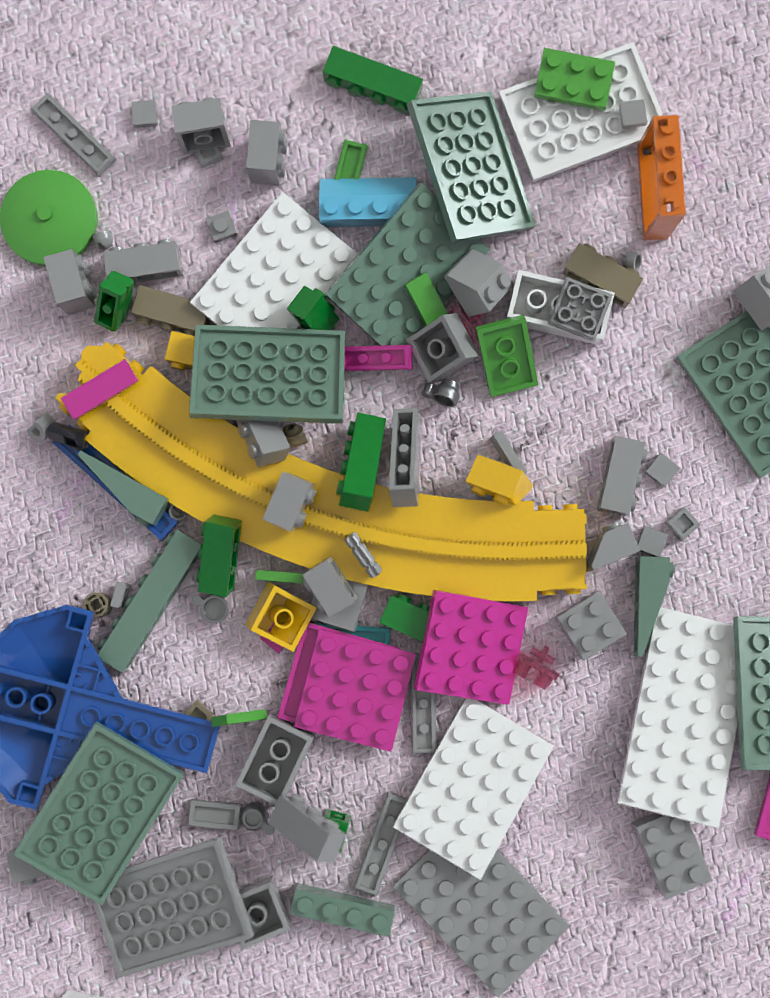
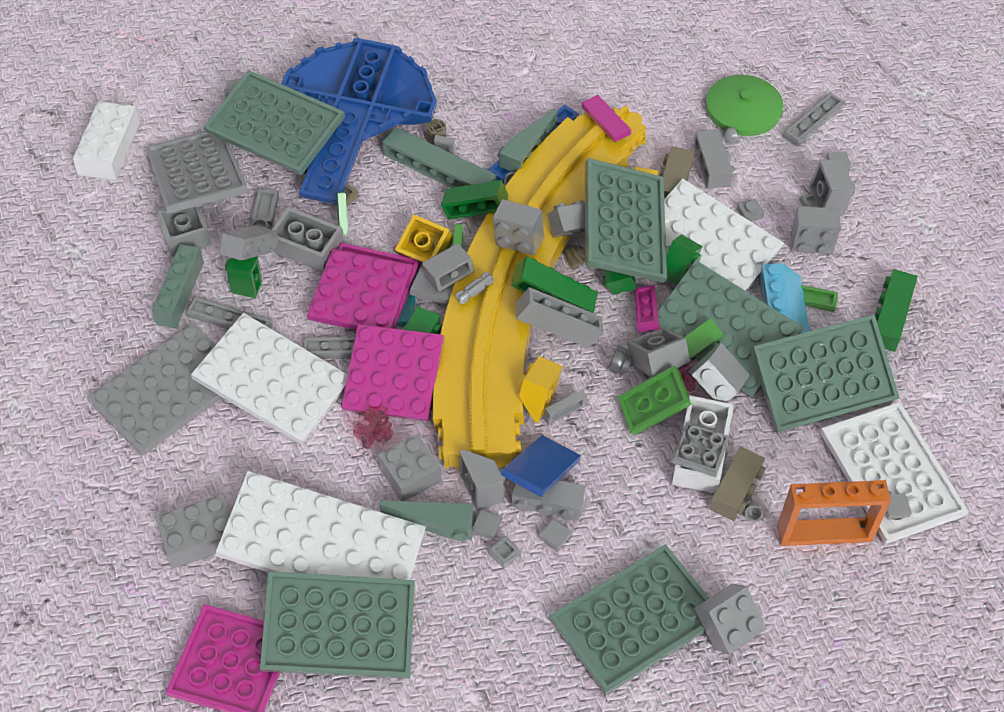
camera: 85 degrees right, 30 degrees down
(47, 427) = (573, 101): black piece -> none
(70, 281) = (692, 109): light grey brick -> none
(113, 301) = (679, 133): green brick -> none
(213, 609) = (431, 202): flat silver piece -> none
(574, 79) = (921, 459): bright green plate -> none
(595, 482) = (541, 465): none -> blue tile

